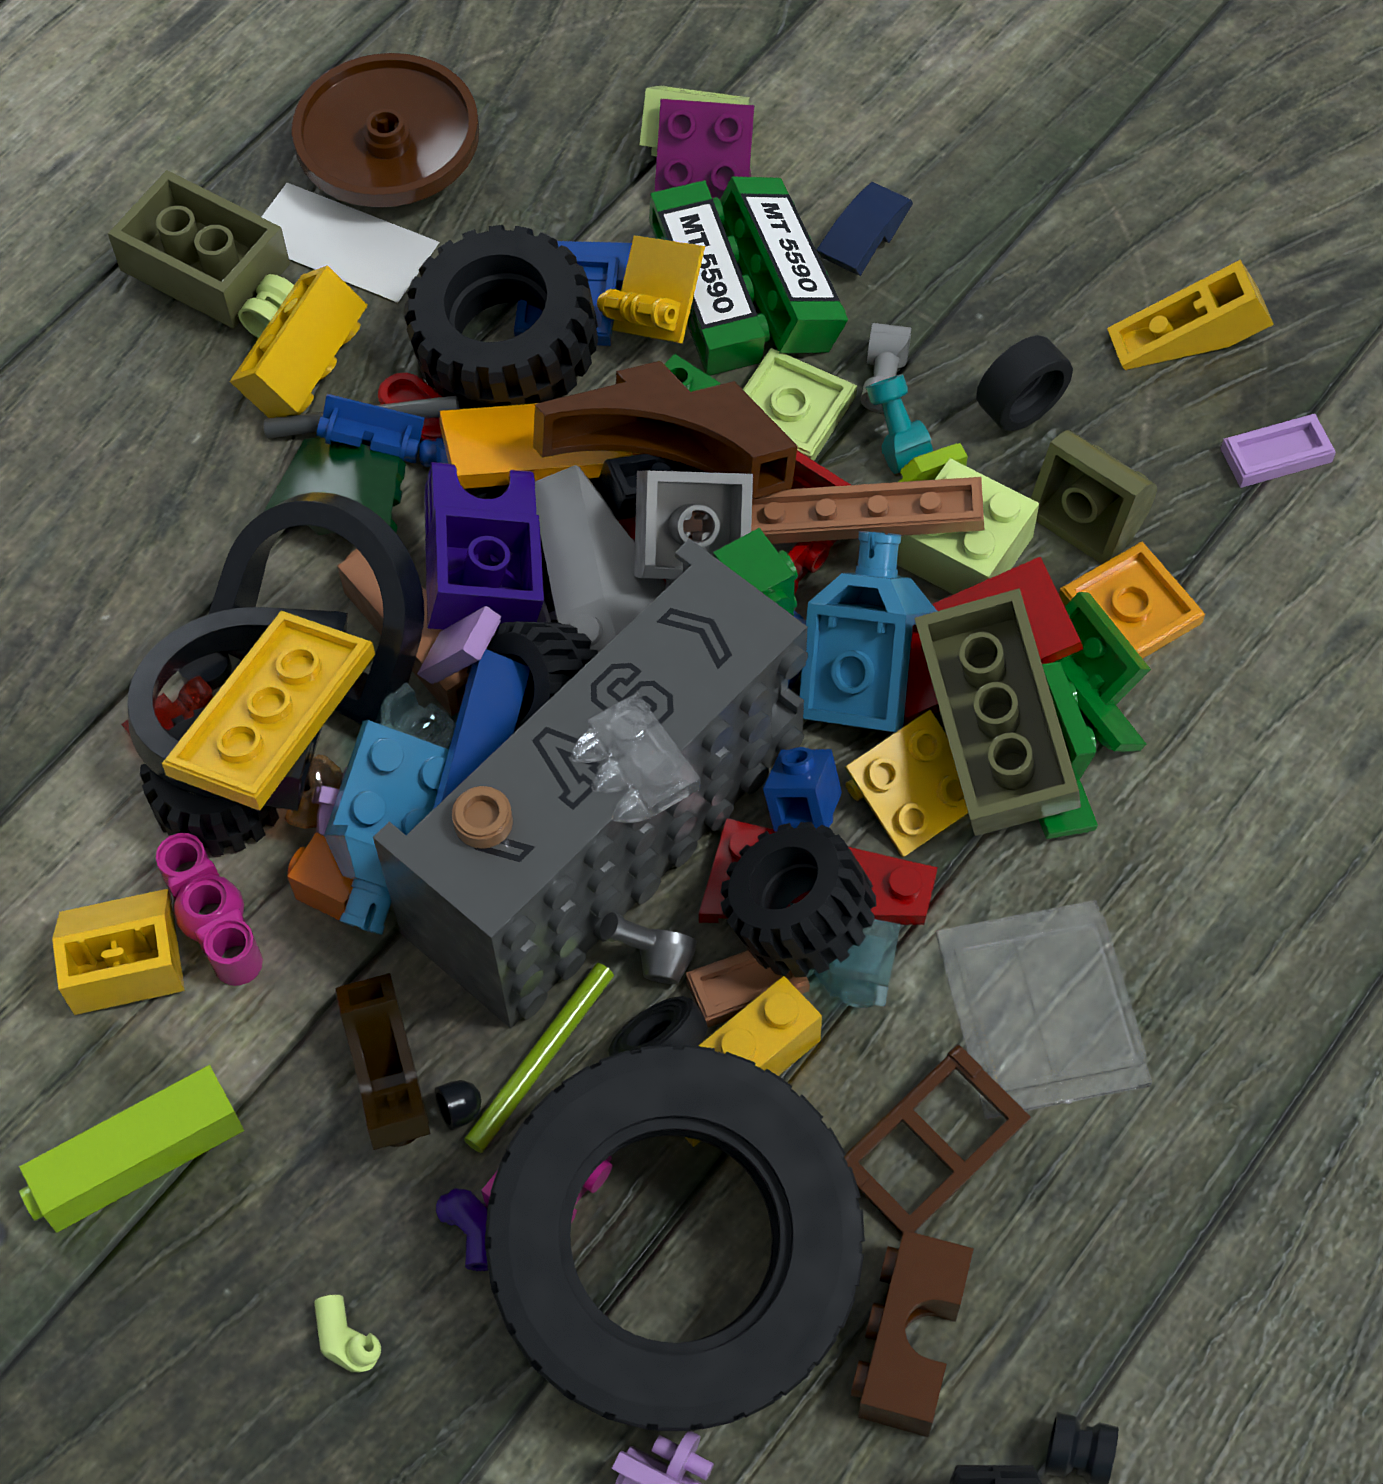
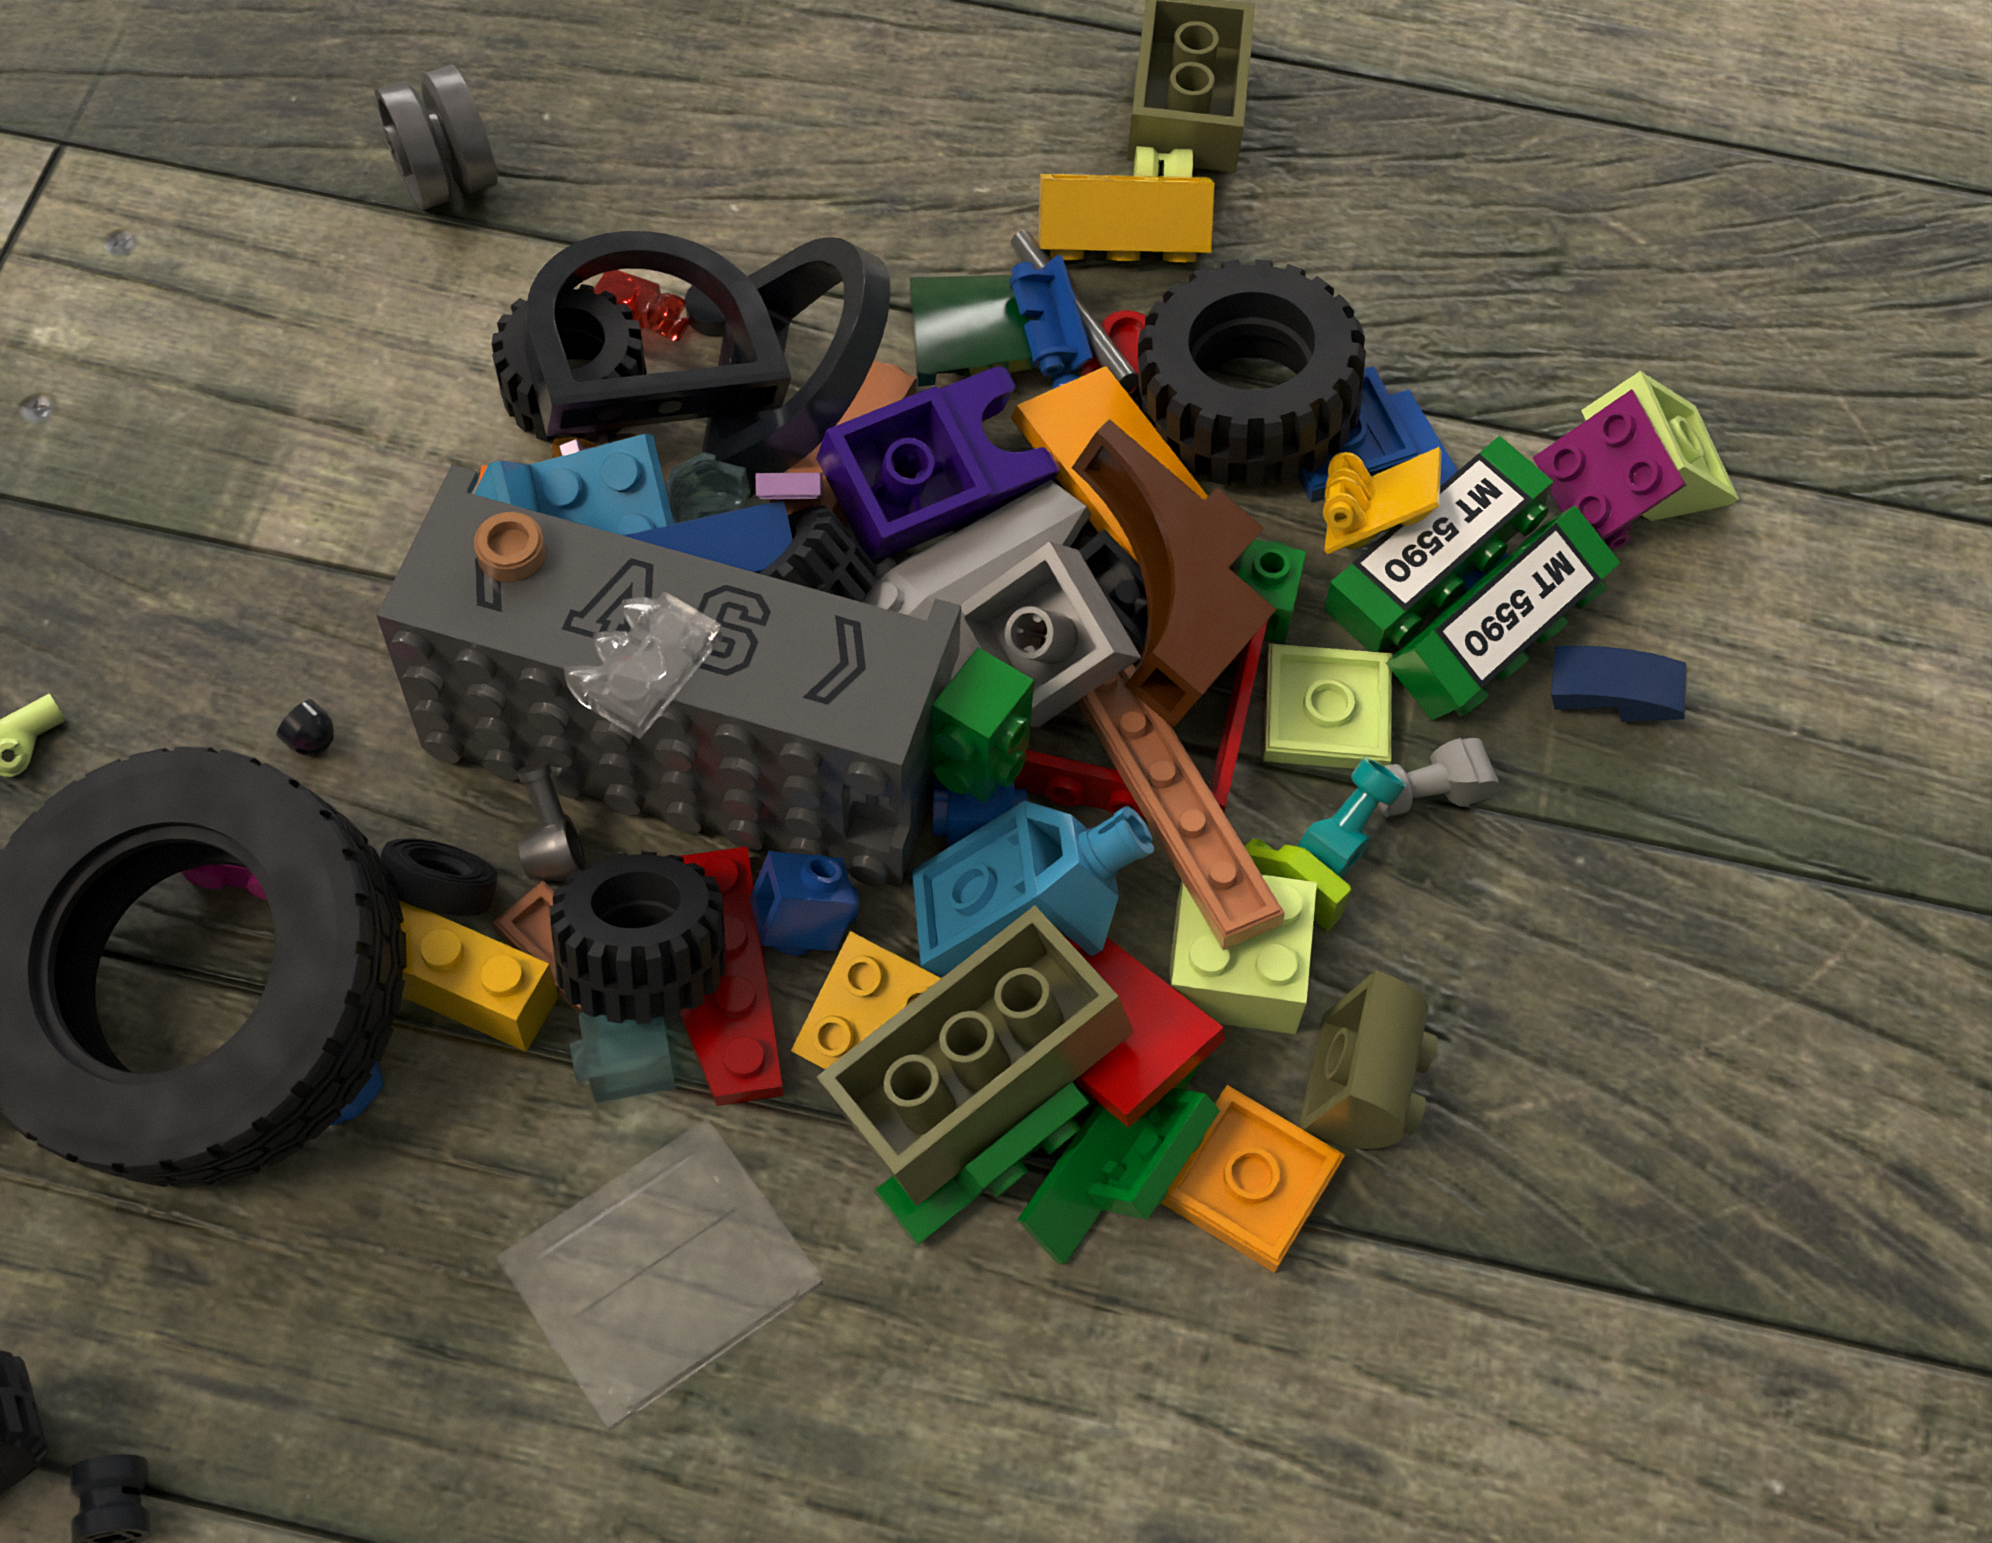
camera: 60 degrees right, 0 degrees up
(117, 952) = (352, 366): yellow slope -> none
(129, 1150) = (151, 473): lime brick -> none
(202, 887) = (431, 424): dark pink piece -> none
(269, 710) = (625, 349): yellow tile -> none
(350, 242) = (1298, 200): white sticker -> none
(383, 1062) = (308, 652): dark brown arch -> none
(385, 130) = (1446, 172): reddish brown dish -> none
(538, 1058) = (399, 785): lime bar -> none
(899, 1383) = (132, 1269): reddish brown arch -> none
(962, 1170) = (364, 1153): reddish brown window -> none
(1024, 383) = (1481, 929): black tyre -> none
(1193, 320) = (1709, 1100): yellow slope -> none
(1277, 450) = (1577, 1275): lavender tile -> none

